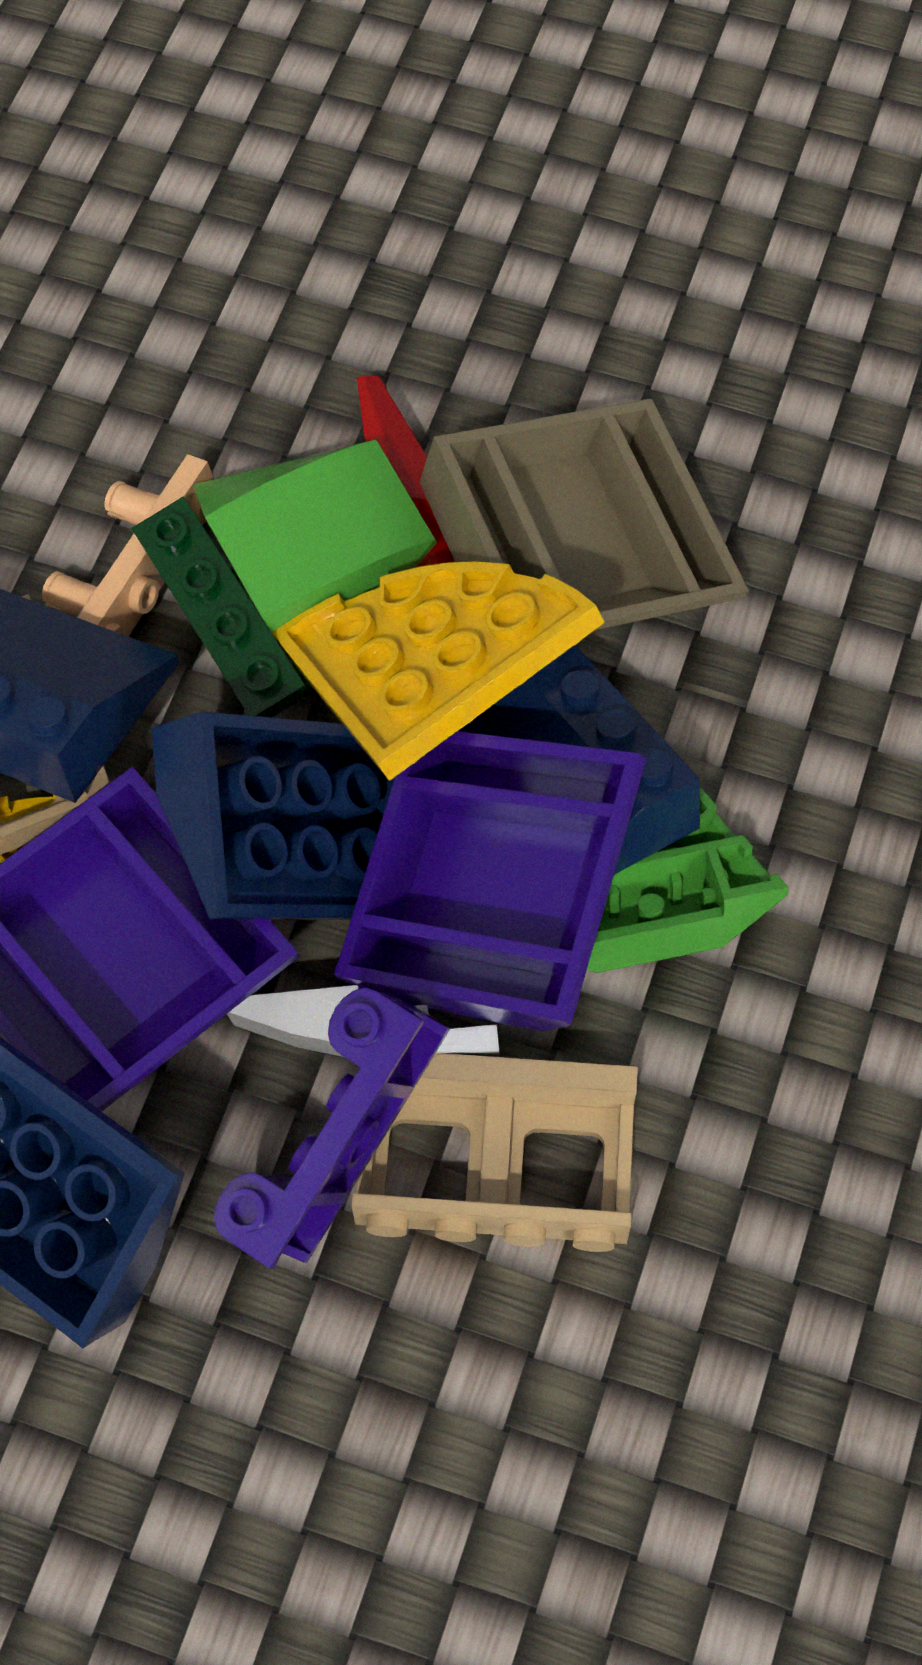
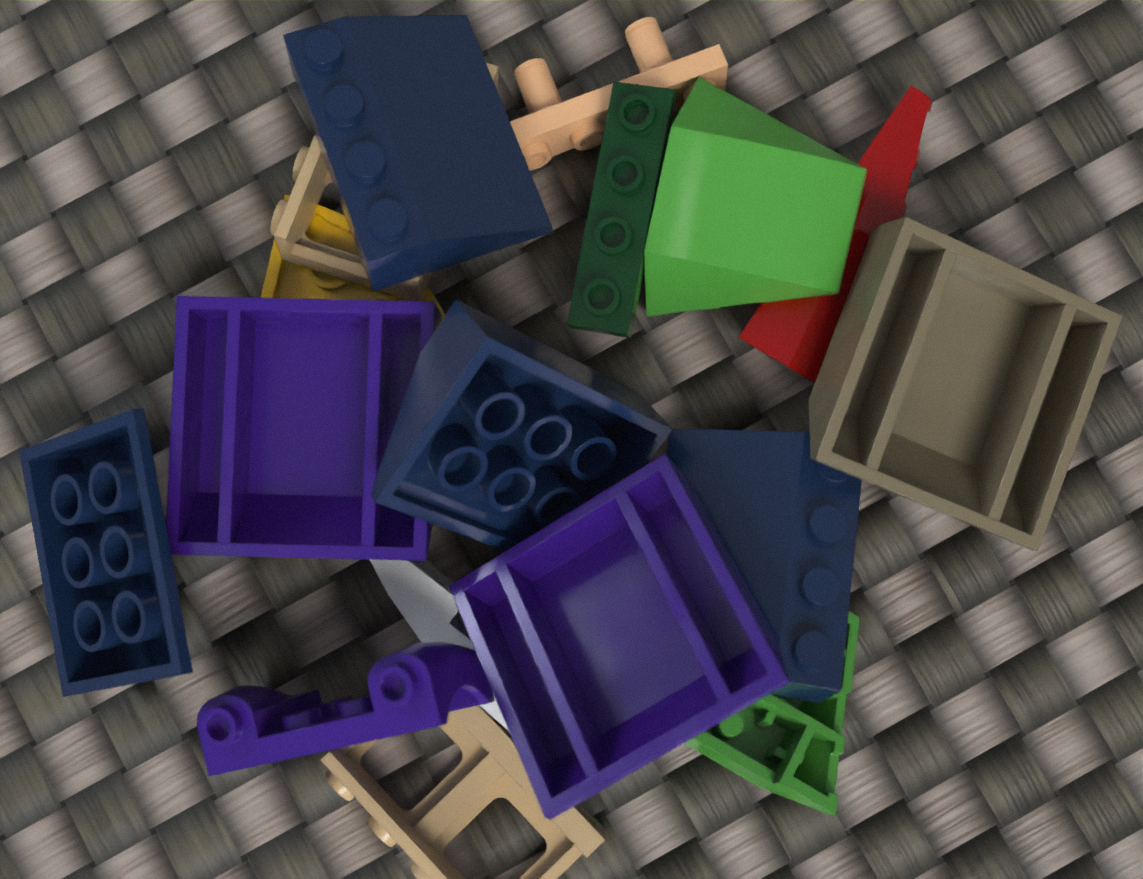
camera: 45 degrees right, 20 degrees up
(432, 650) = (733, 409): yellow plate -> none

